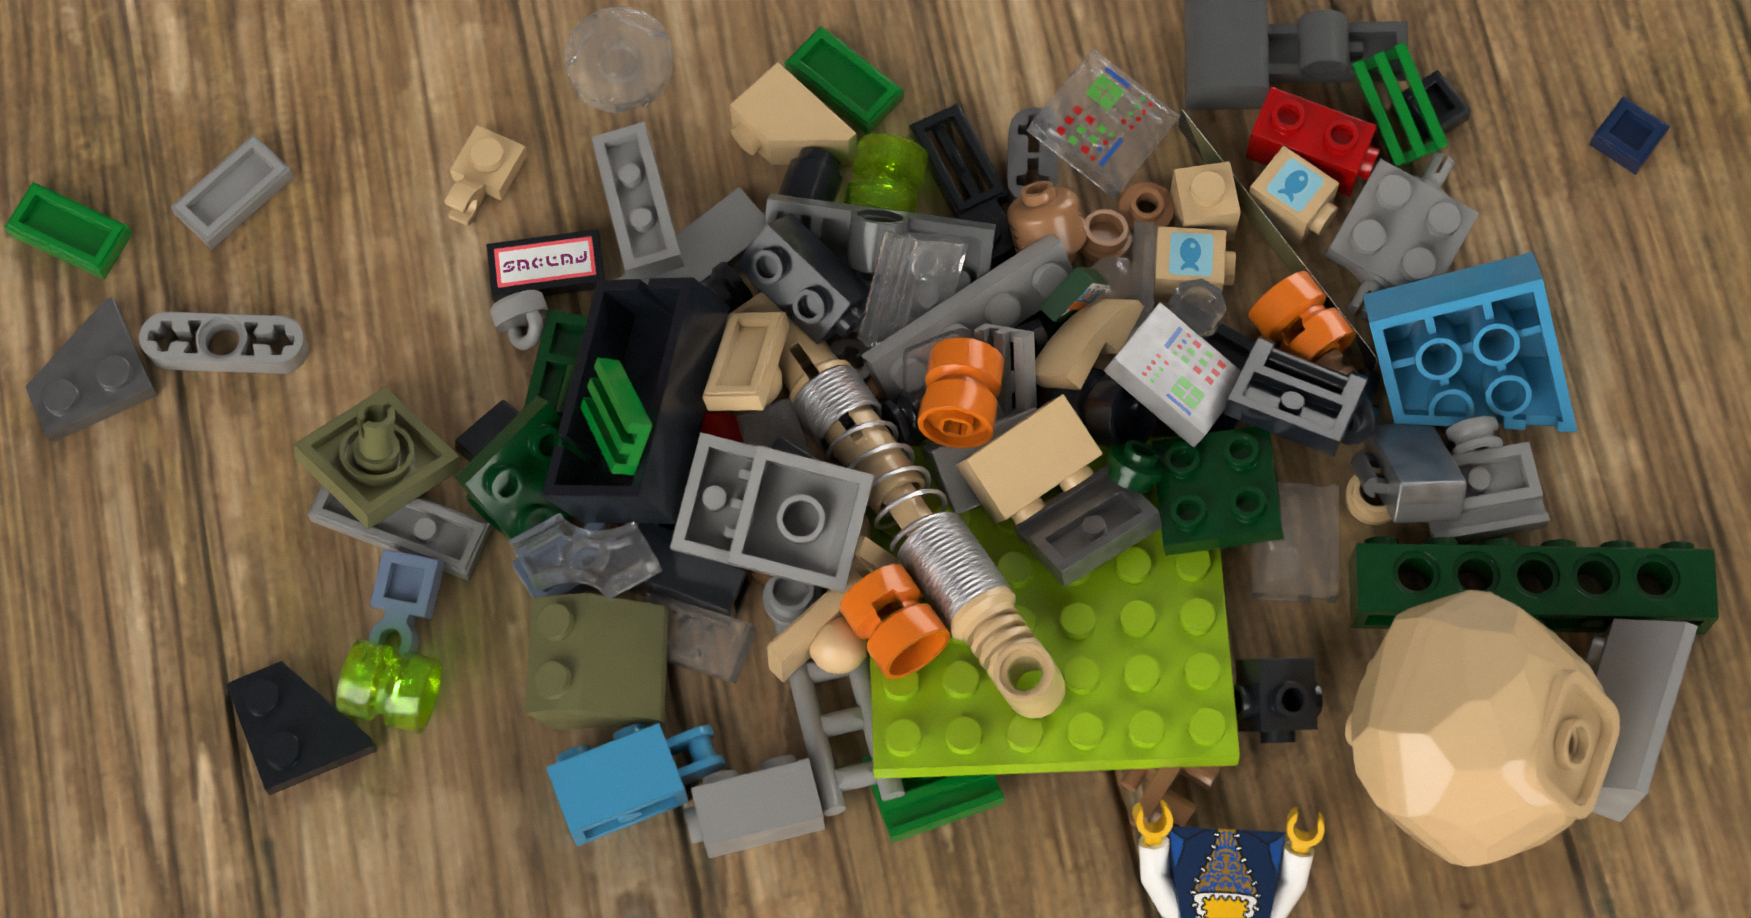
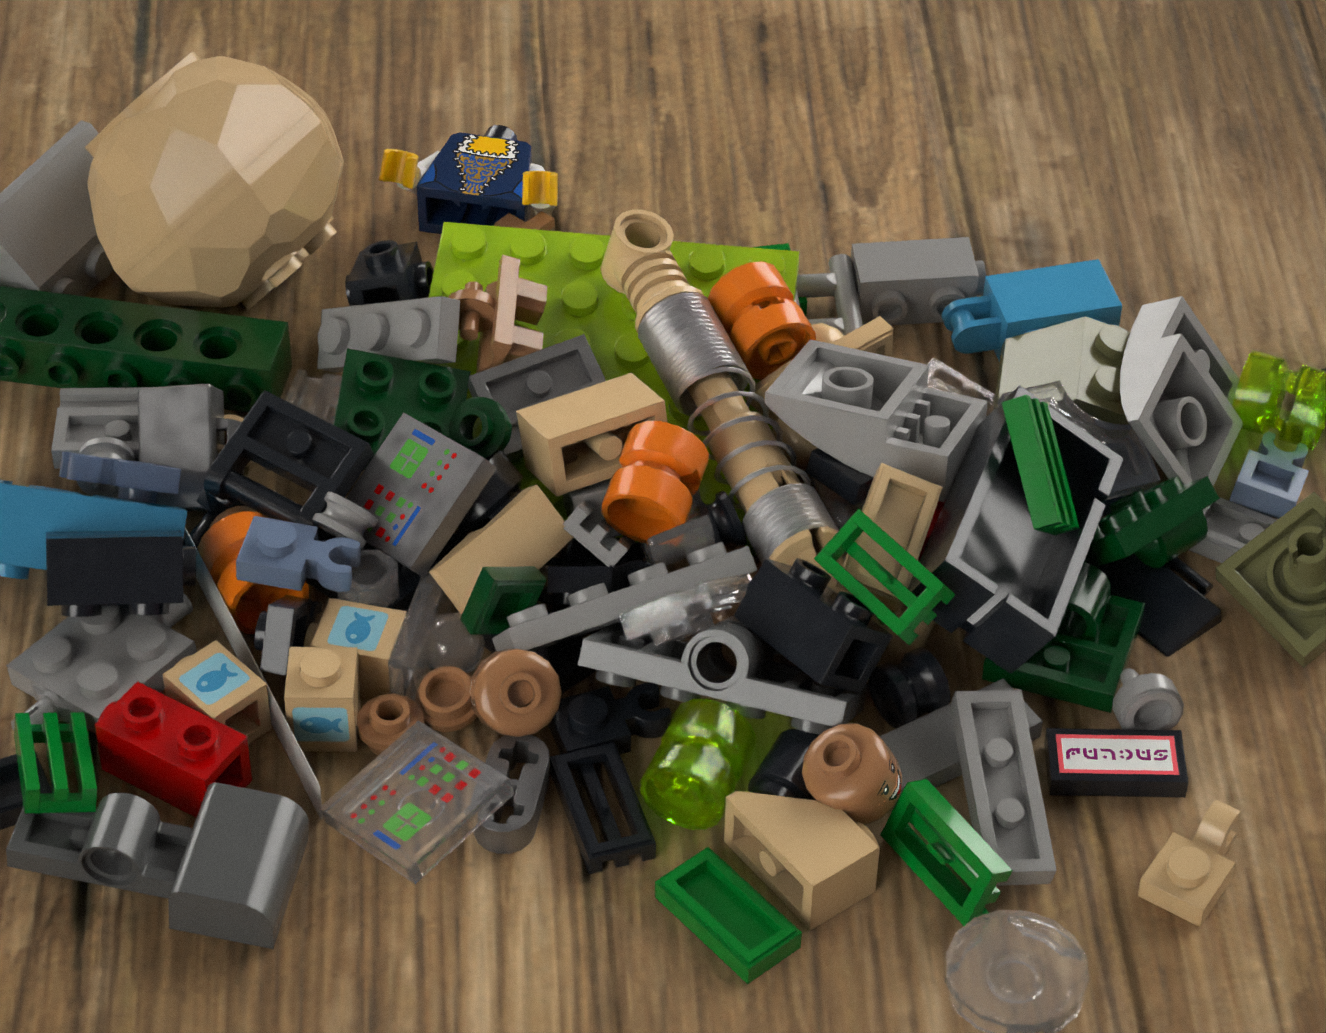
camera: 175 degrees left, 25 degrees down
(492, 632) = (1179, 391): none -> light grey slope
(678, 138) = (951, 843): none -> green tile
(745, 286) = (918, 608): none -> green tile
(755, 166) = (857, 775): none -> medium nougat head
(1141, 577) = (494, 314): none -> medium nougat hips
(1235, 321) = (344, 518): none -> light grey bush
(1253, 243) = (283, 627): none -> plate
(1255, 589) = (402, 329): none -> light grey plate
(1269, 289) = (290, 552): none -> sand blue plate
(1410, 259) = (117, 568): none -> black brick
(1440, 398) = (135, 479): none -> sand blue plate

